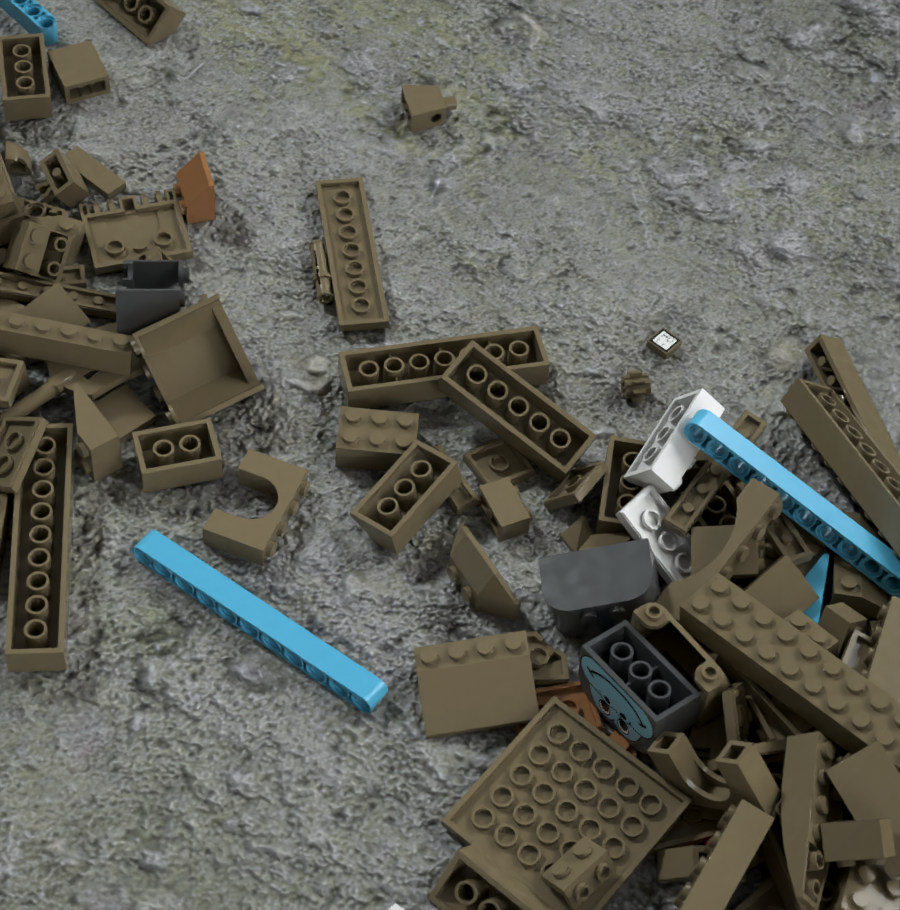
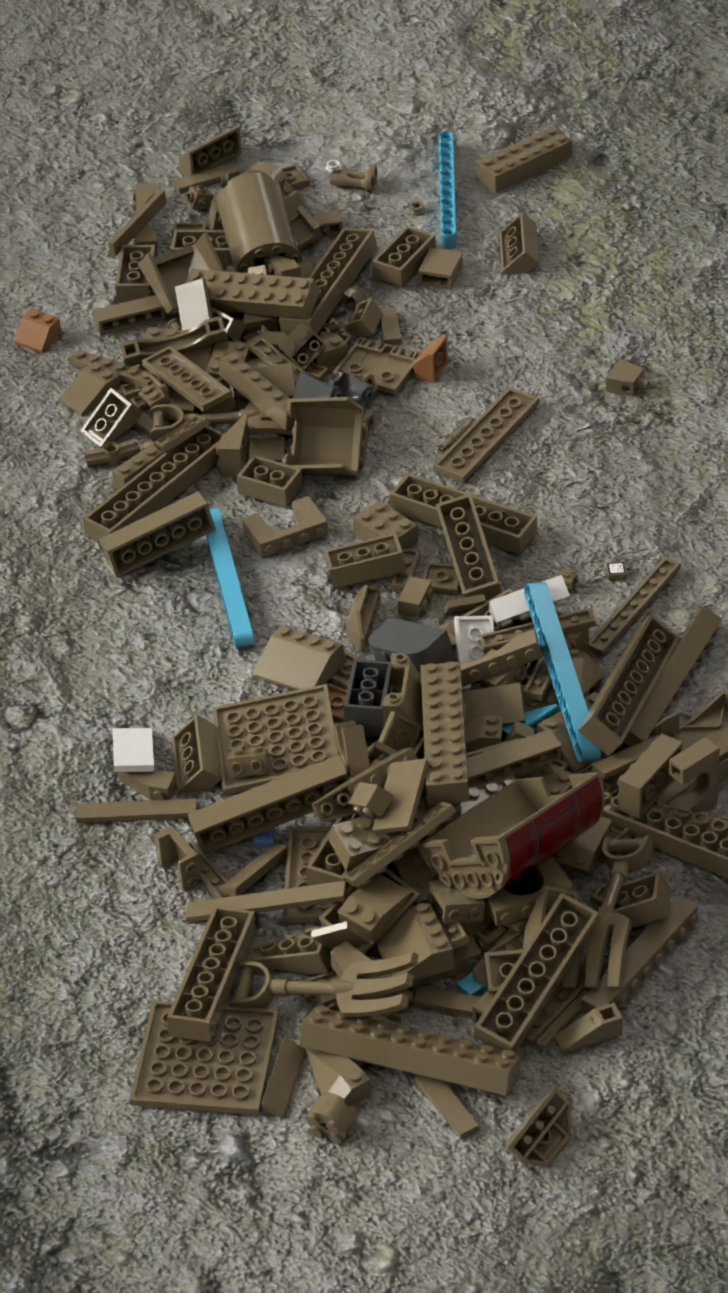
camera: 50 degrees right, 10 degrees down
(129, 617) = (157, 534): none -> dark tan brick
(727, 360) = (633, 606): none -> dark tan plate

